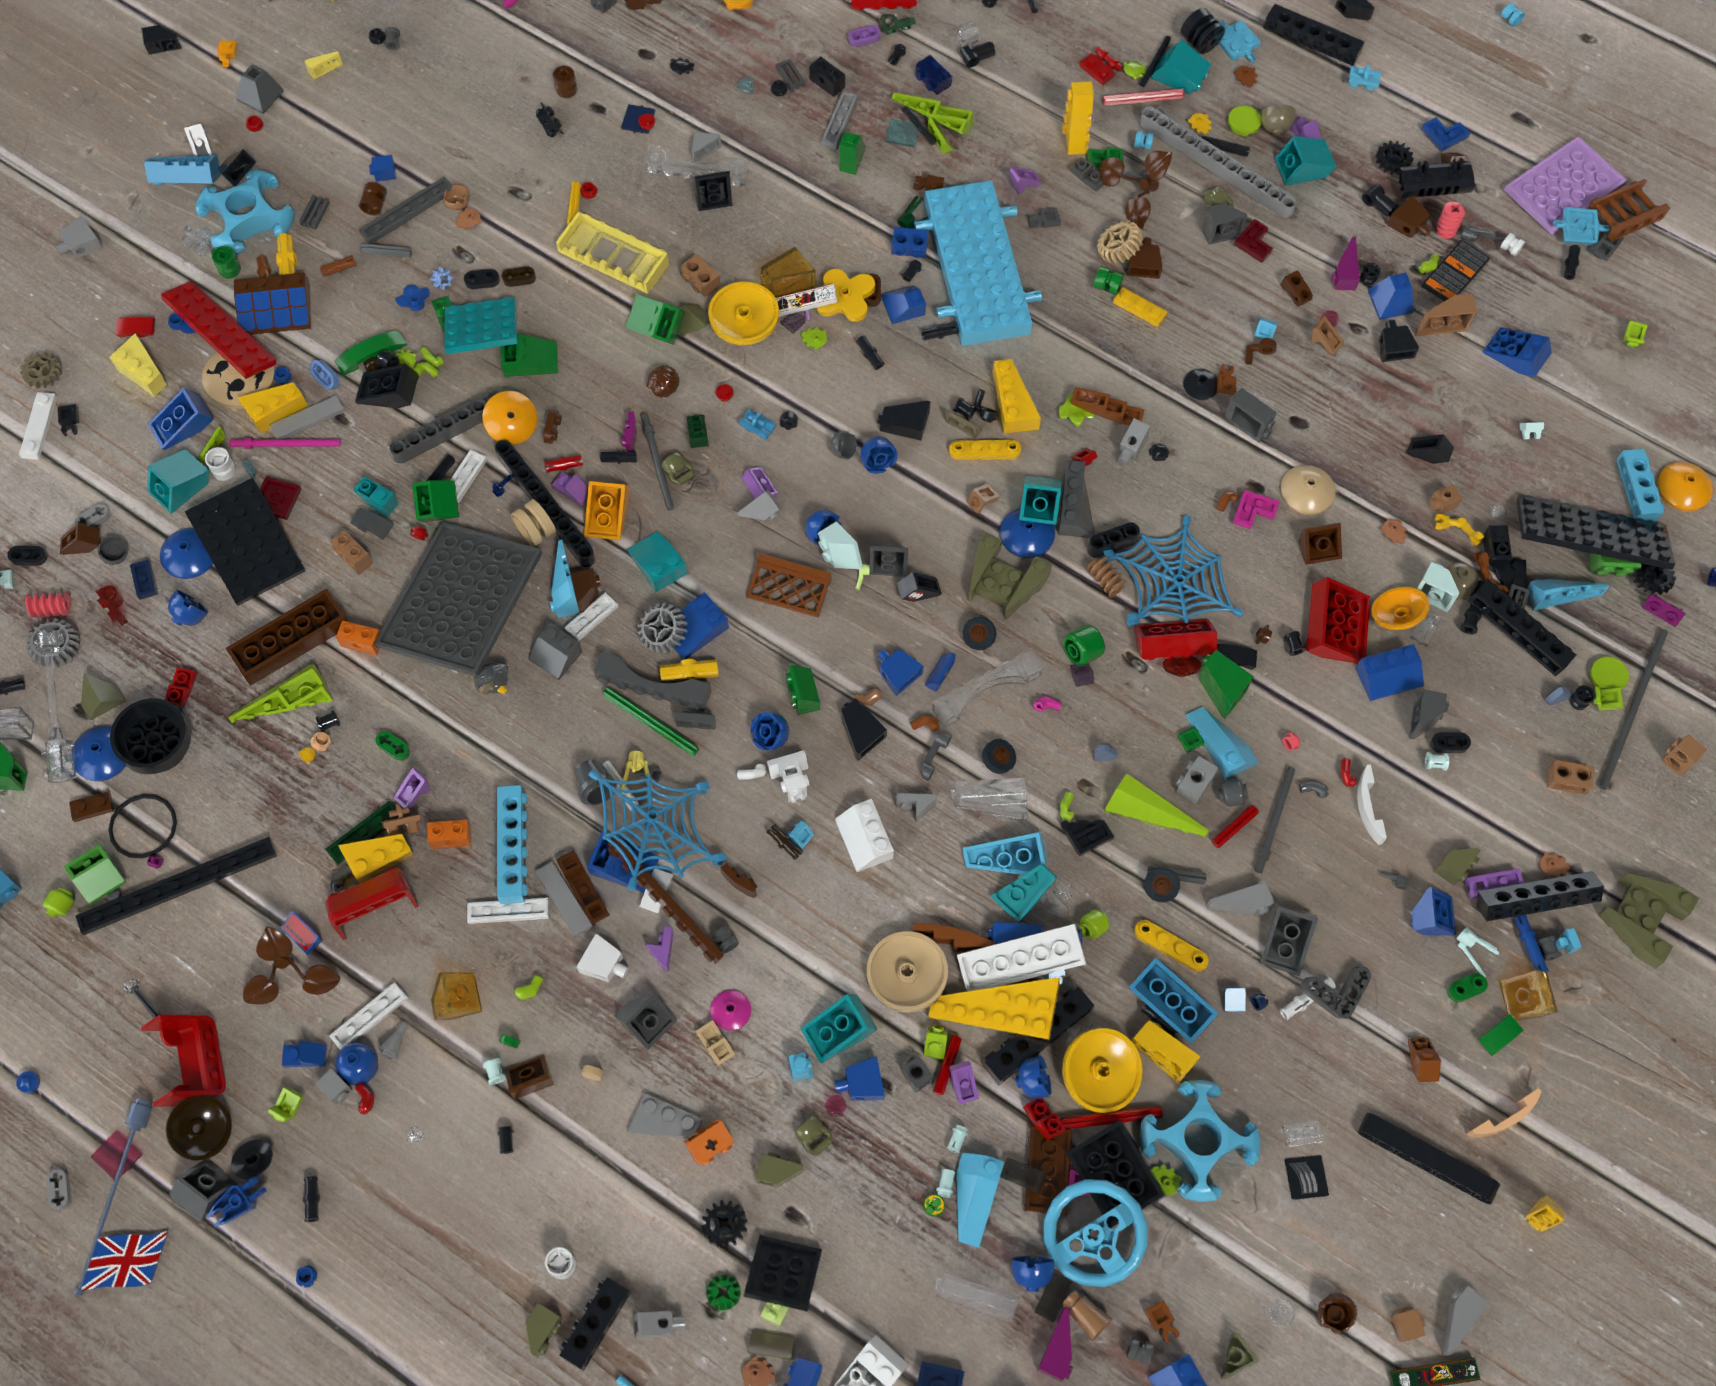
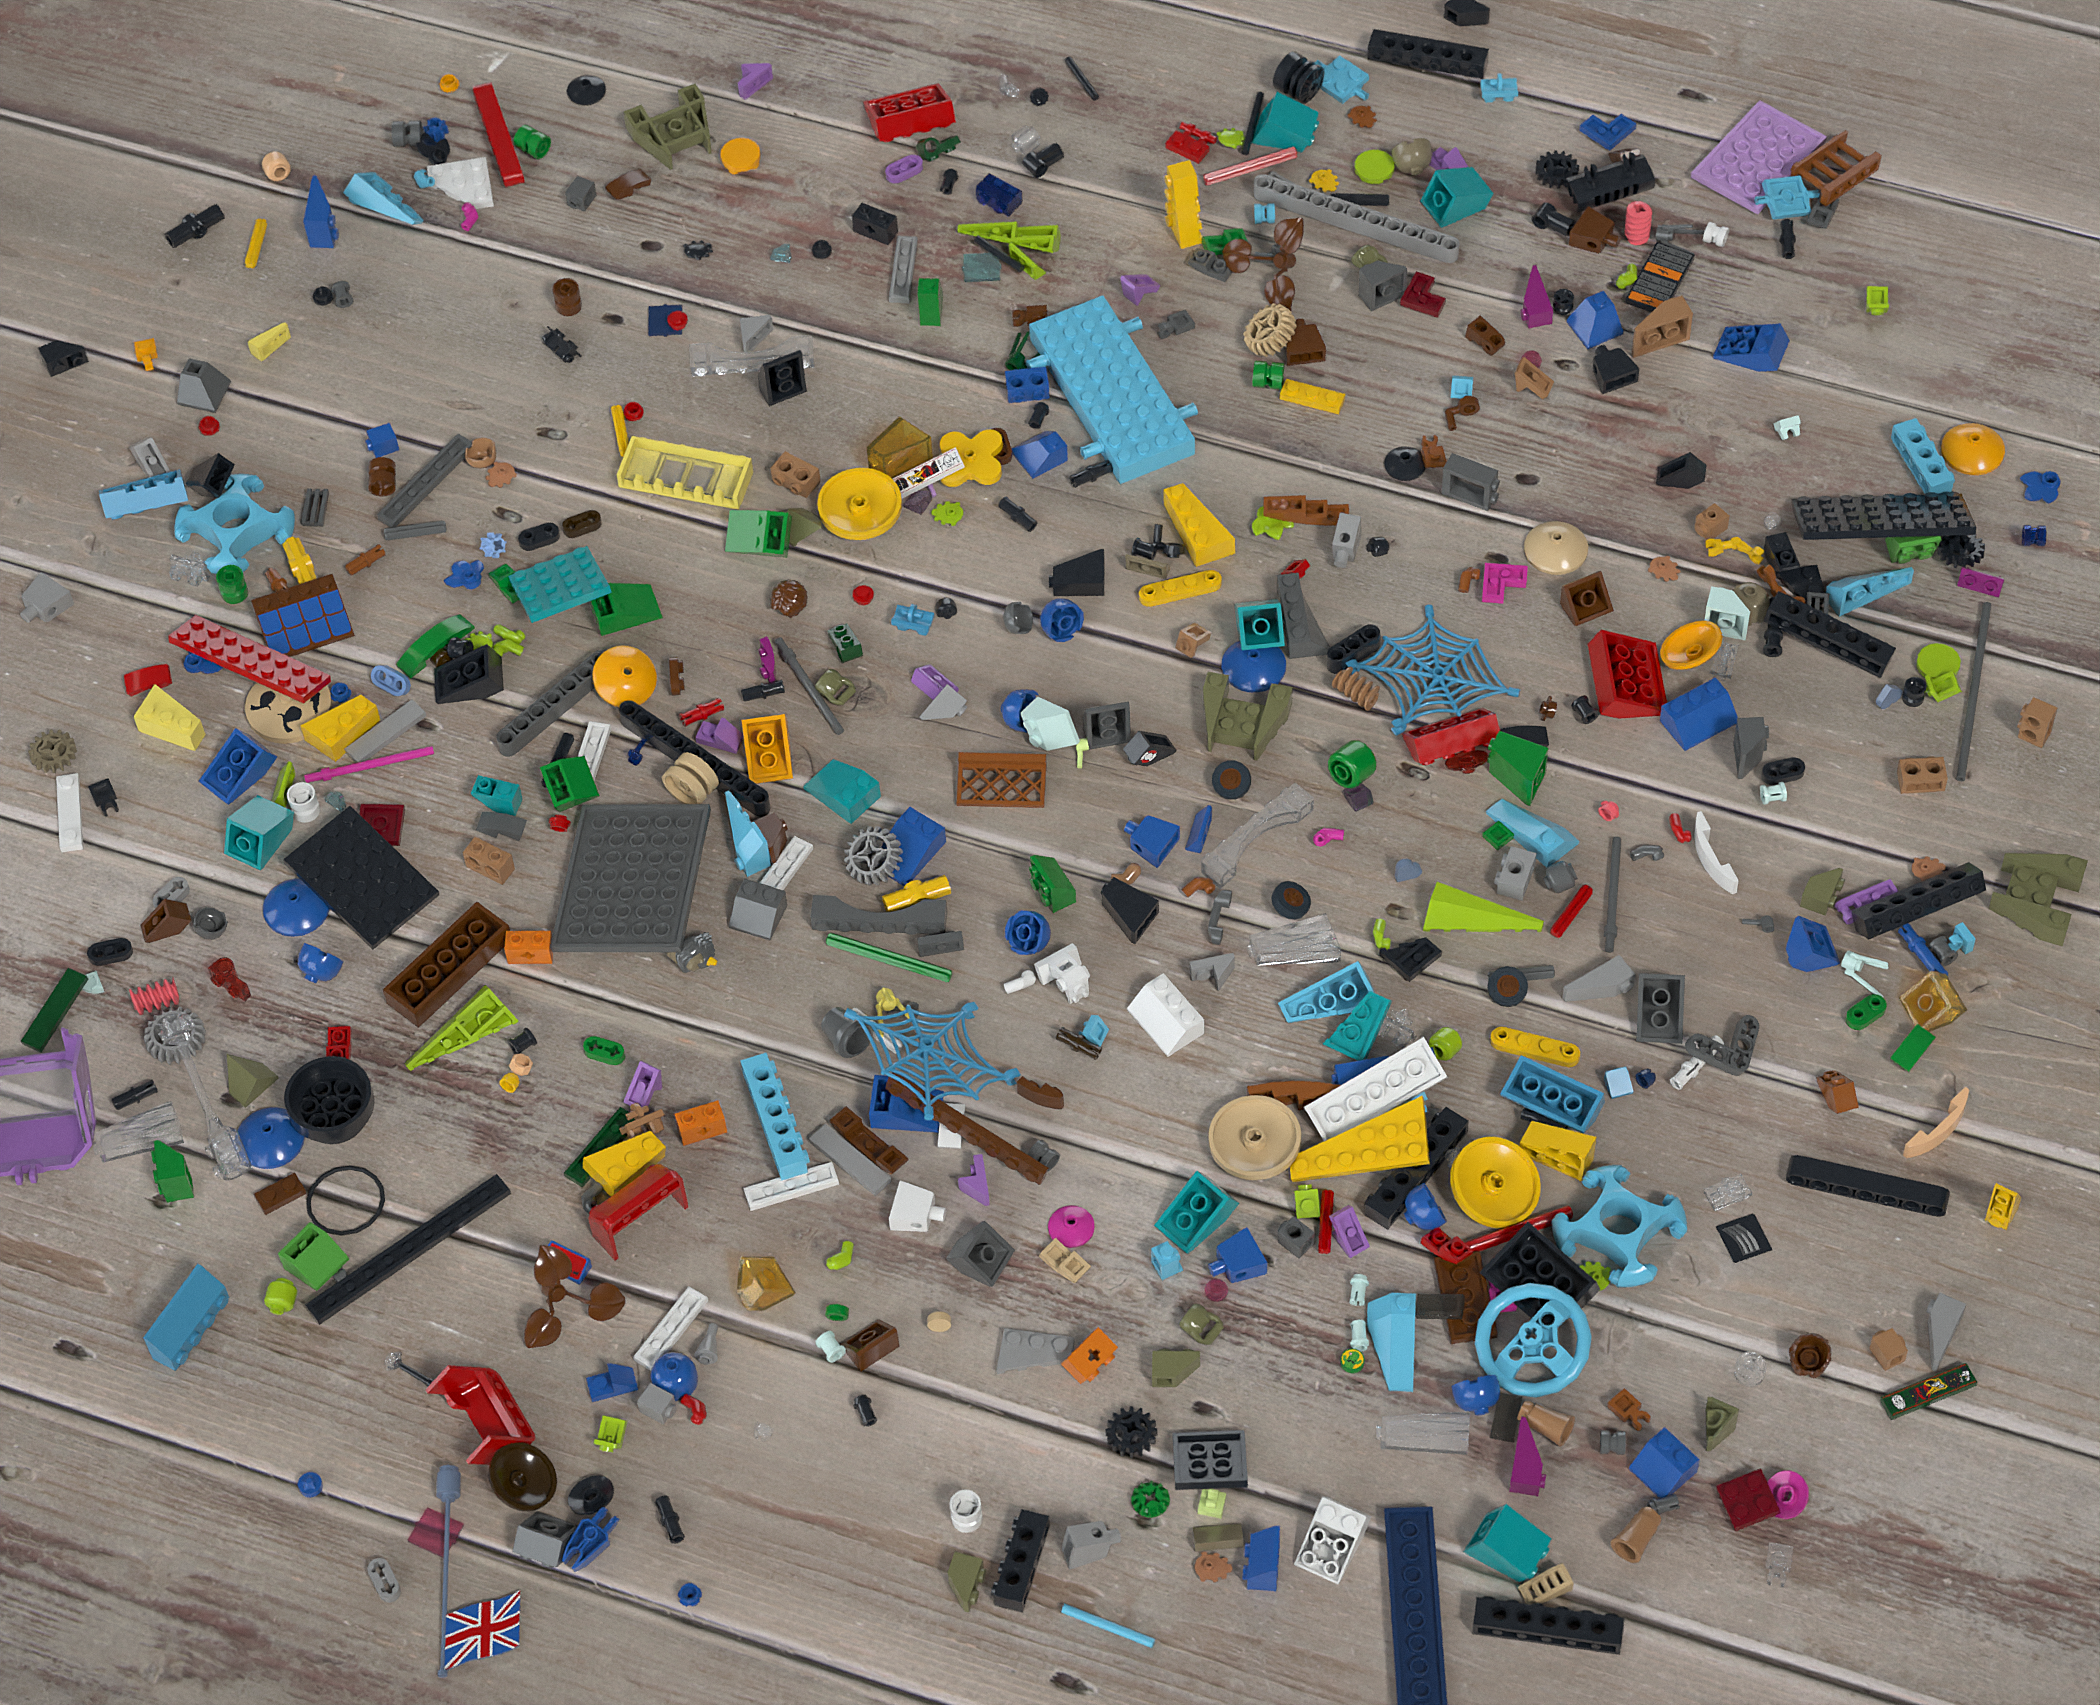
camera: 10 degrees left, 10 degrees down
(143, 579) = (255, 945): dark blue plate -> none
(155, 861) = (373, 1232): magenta rock -> none
(795, 84) = (827, 234): dark grey tile -> none

